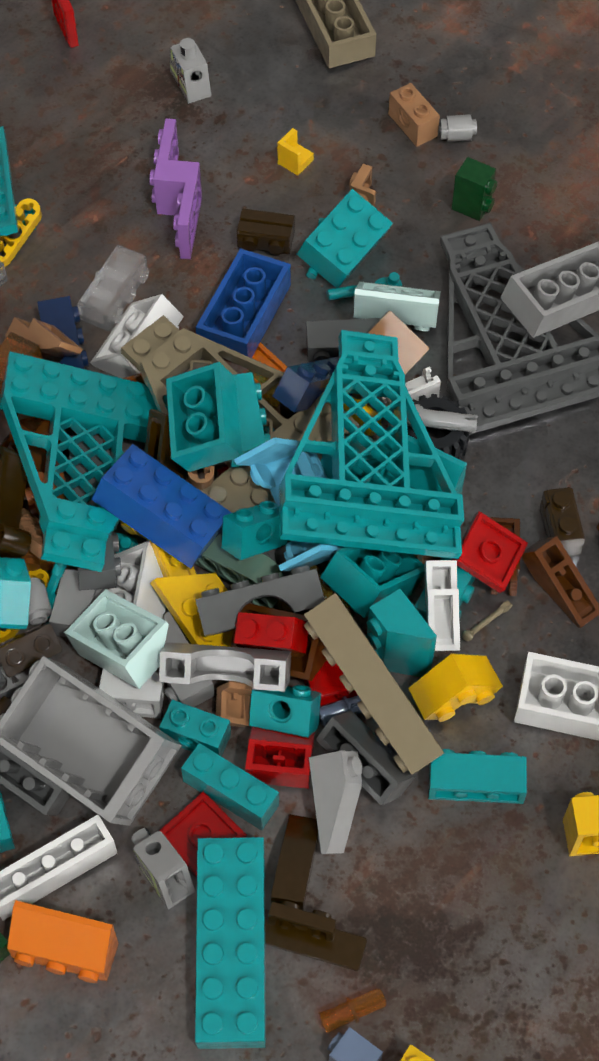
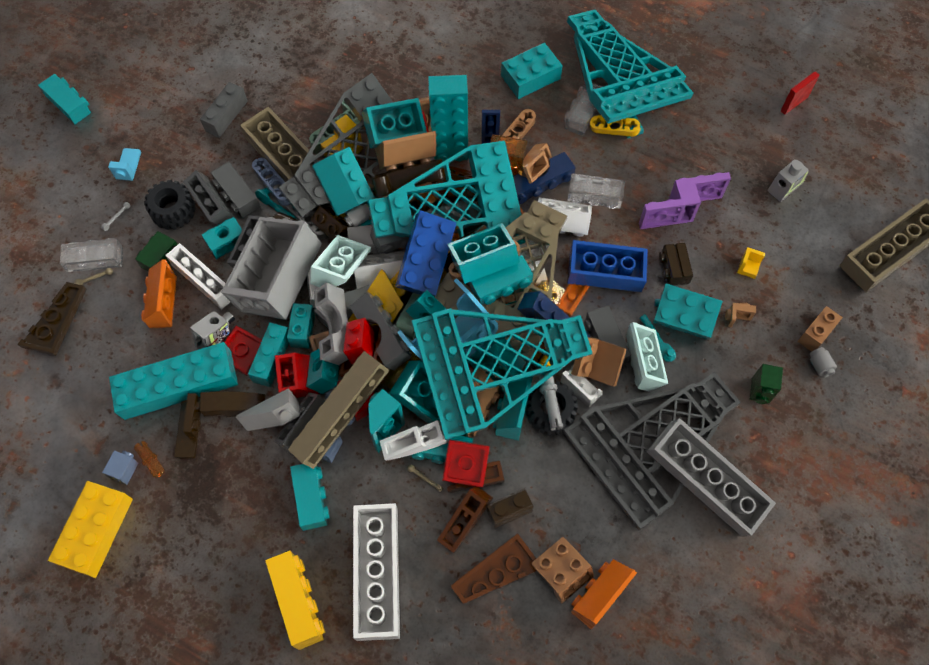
camera: 75 degrees right, 5 degrees up
(454, 683) = (366, 466): yellow brick -> none

